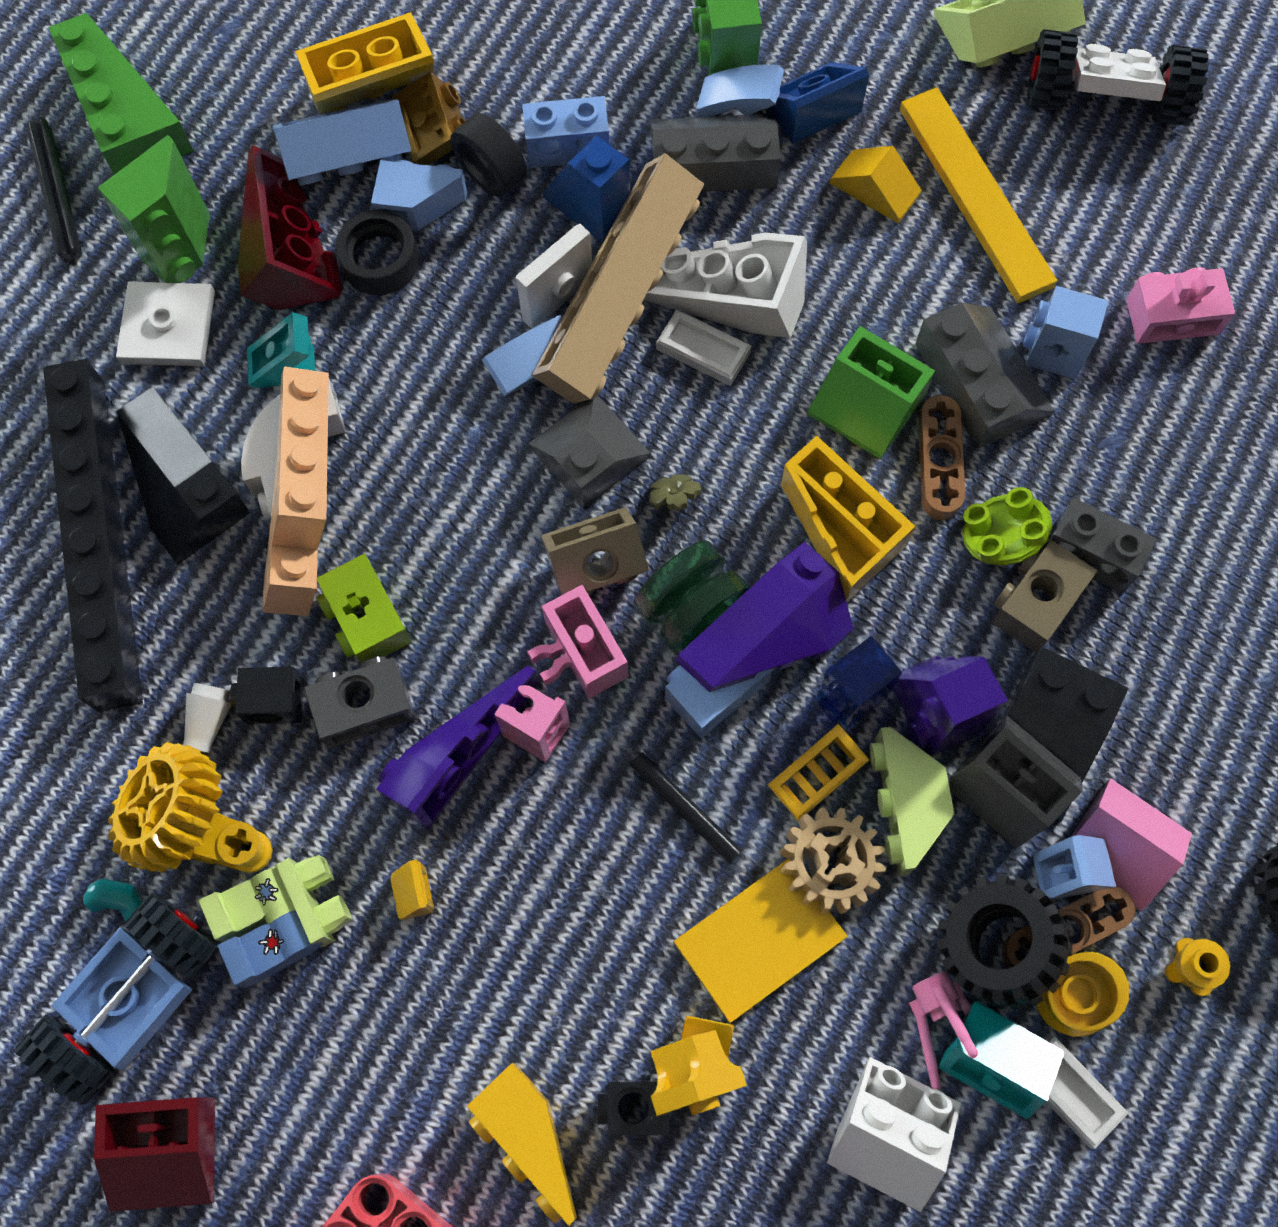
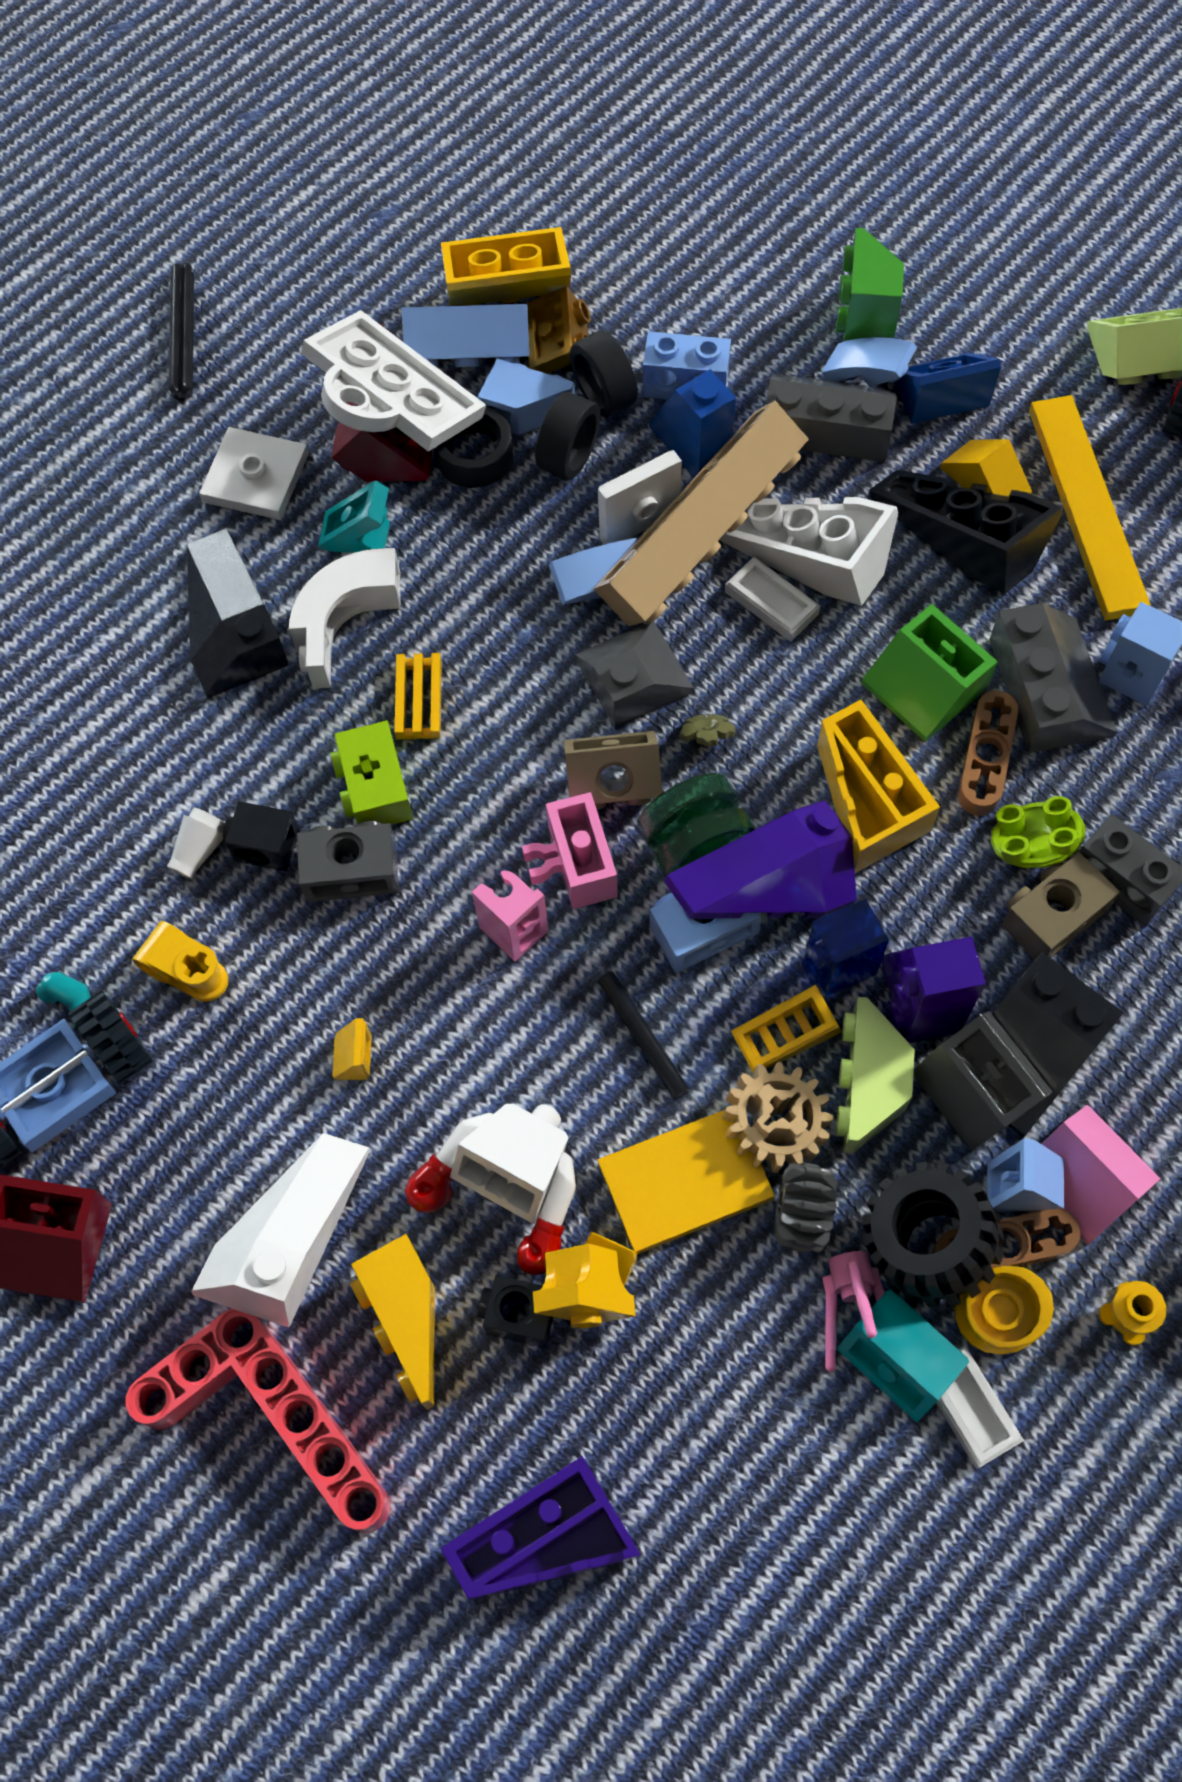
camera: 15 degrees right, 5 degrees down
(92, 538) = (132, 655): black brick -> none
(113, 95) = (264, 269): bright green wedge -> none
(160, 211) = (269, 366): bright green slope -> none
(164, 807) = (135, 915): yellow gear -> none
(274, 919) = (212, 1047): yellowish green hips -> none
(280, 209) = (387, 383): none -> white plate
(298, 494) = (336, 651): light nougat arch -> none
(378, 486) = (418, 664): none -> yellow tile
(389, 1102) = (279, 1241): none -> white wedge
(442, 761) = (412, 935): dark purple wedge -> none
(469, 225) = (567, 435): none -> black tyre
(596, 967) = (511, 1161): none -> white torso
(881, 943) = (805, 1207): none -> dark grey gear
(884, 241) = (979, 532): none -> black wedge
(896, 1135) = (774, 1400): white slope -> none

